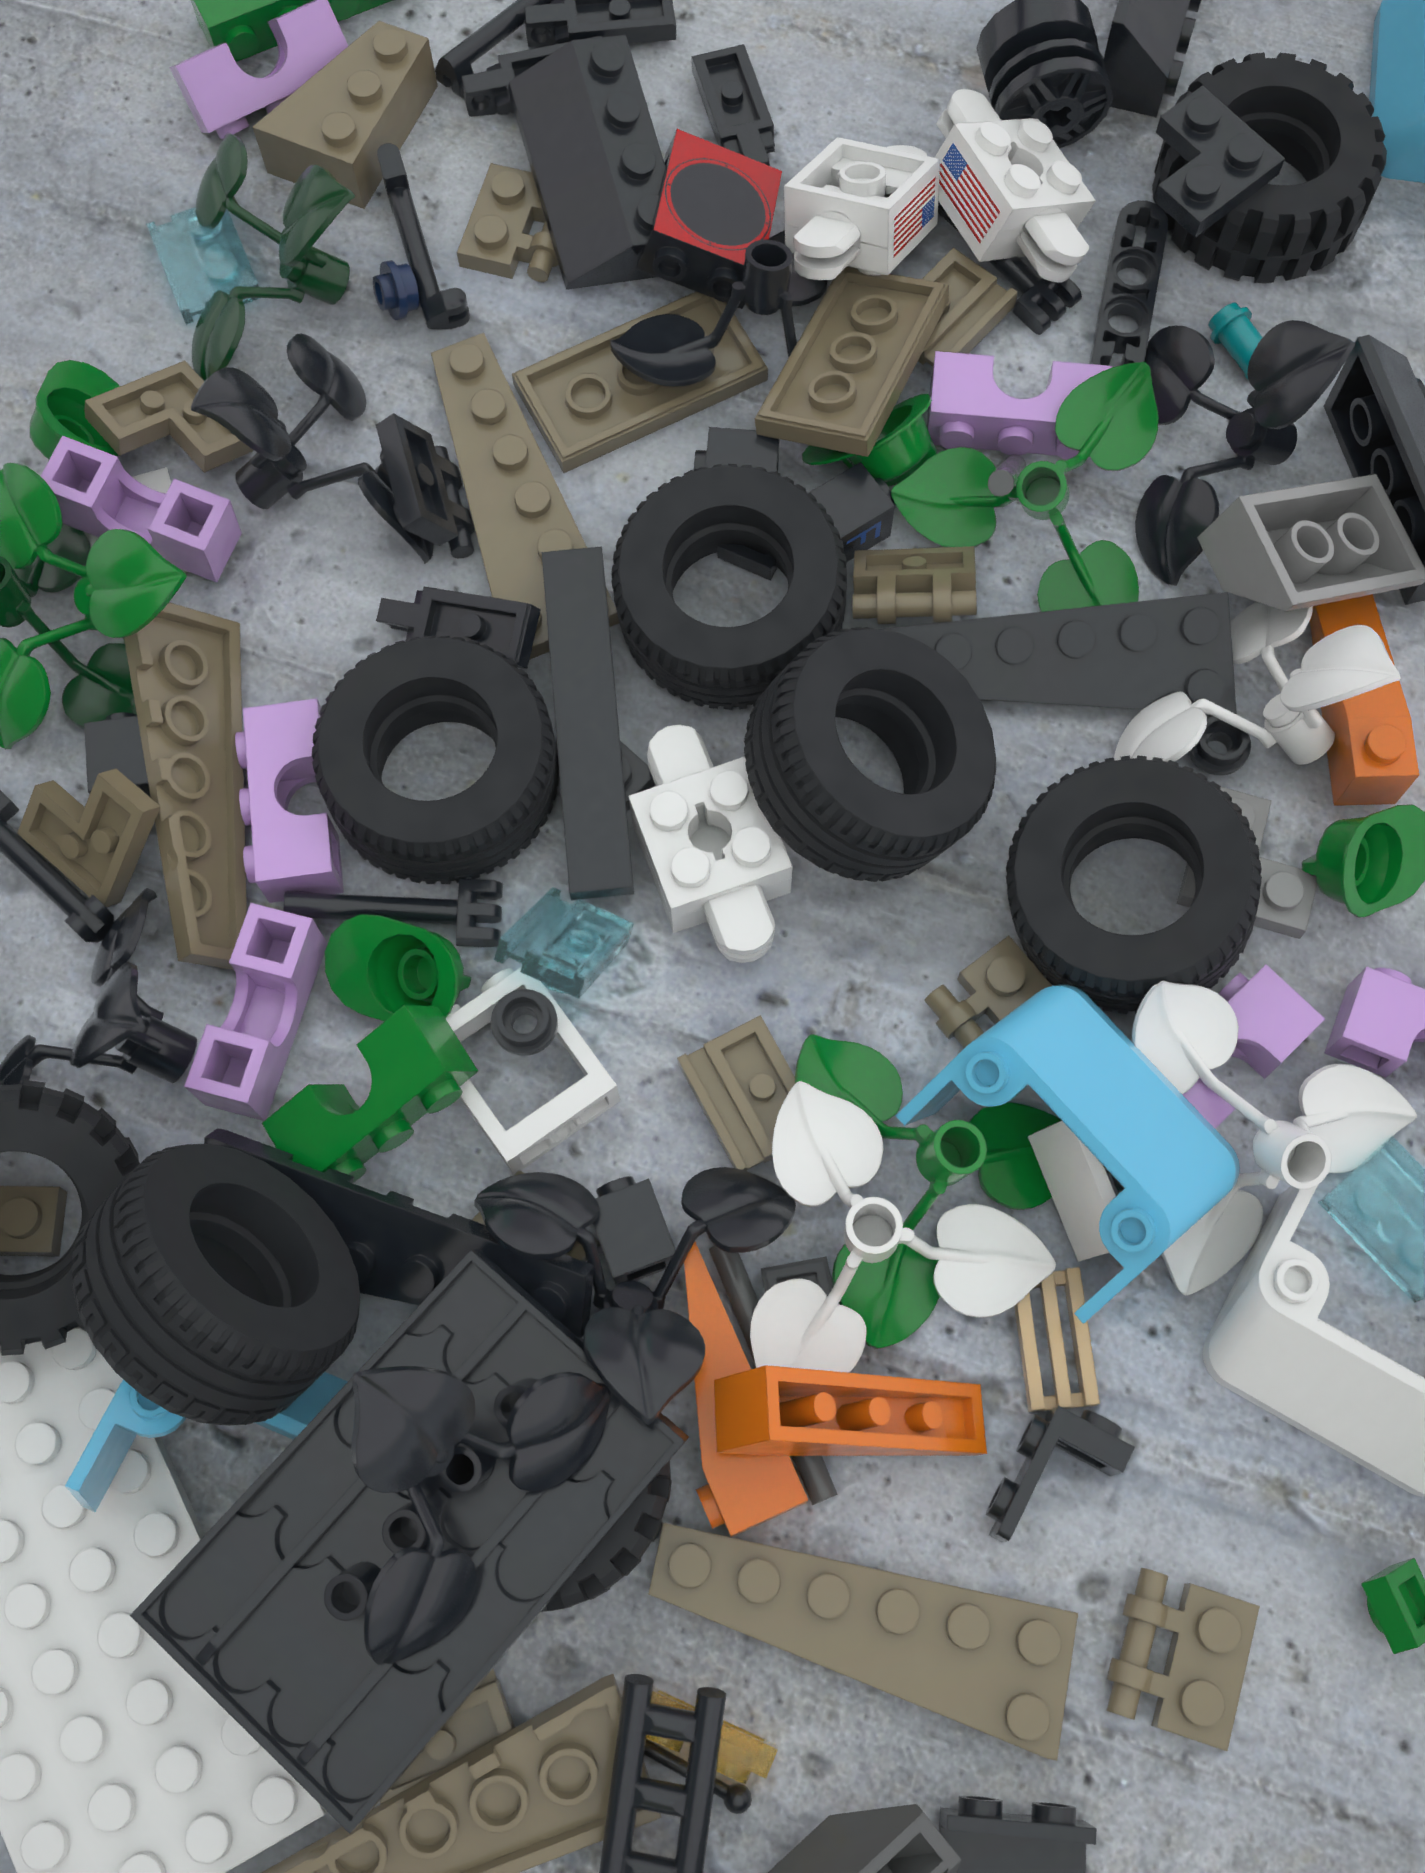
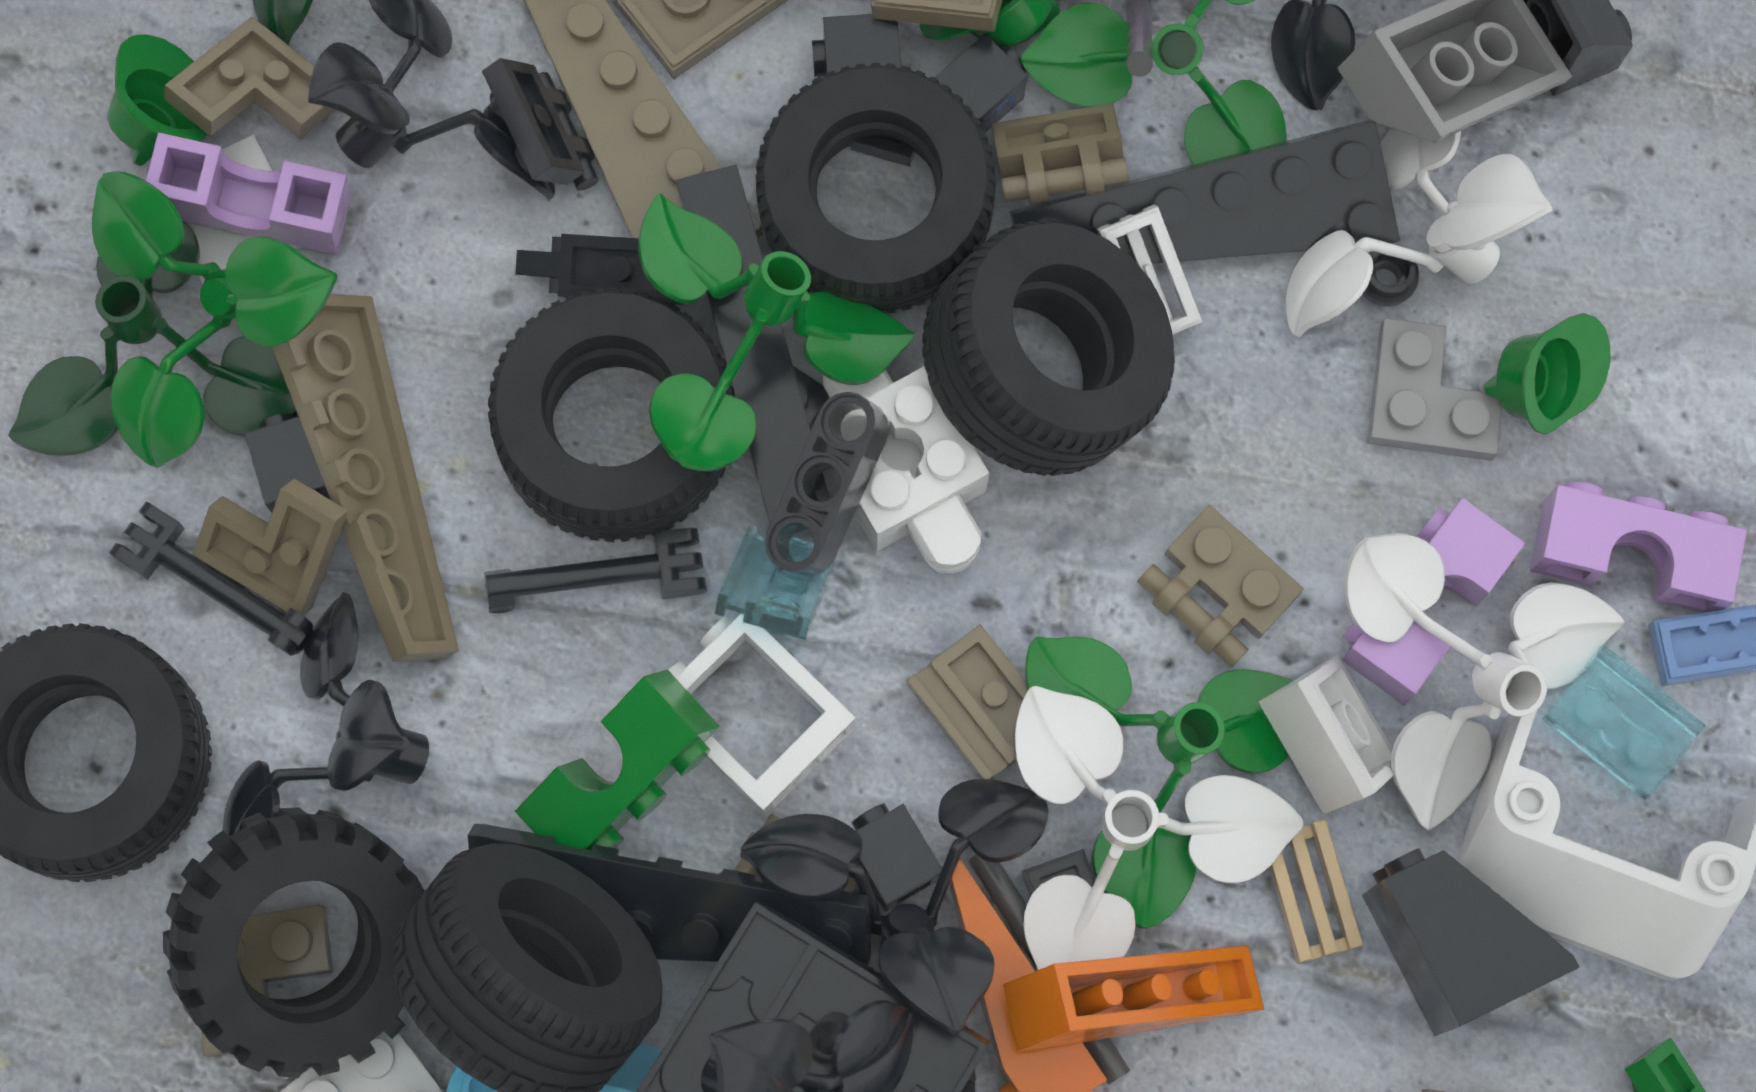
camera: 15 degrees left, 5 degrees up
(274, 971) = (487, 712): lavender arch -> none
(287, 848) = (450, 429): lavender arch -> none
(387, 963) = (610, 637): green piece -> none
(524, 1003) = (756, 651): black plate -> none
(538, 617) = (692, 255): none -> green plant
(624, 818) = (824, 451): none -> black beam
(1000, 670) = (1130, 226): none -> white tile
(1084, 1437) = (1356, 979): black bracket -> none
(1115, 1105) = (1338, 664): medium azure windscreen -> none
(1140, 802) = (1307, 355): black tyre -> none
(1203, 1415) = (1459, 939): none -> black slope
(1374, 737) = (1539, 261): orange slope -> none

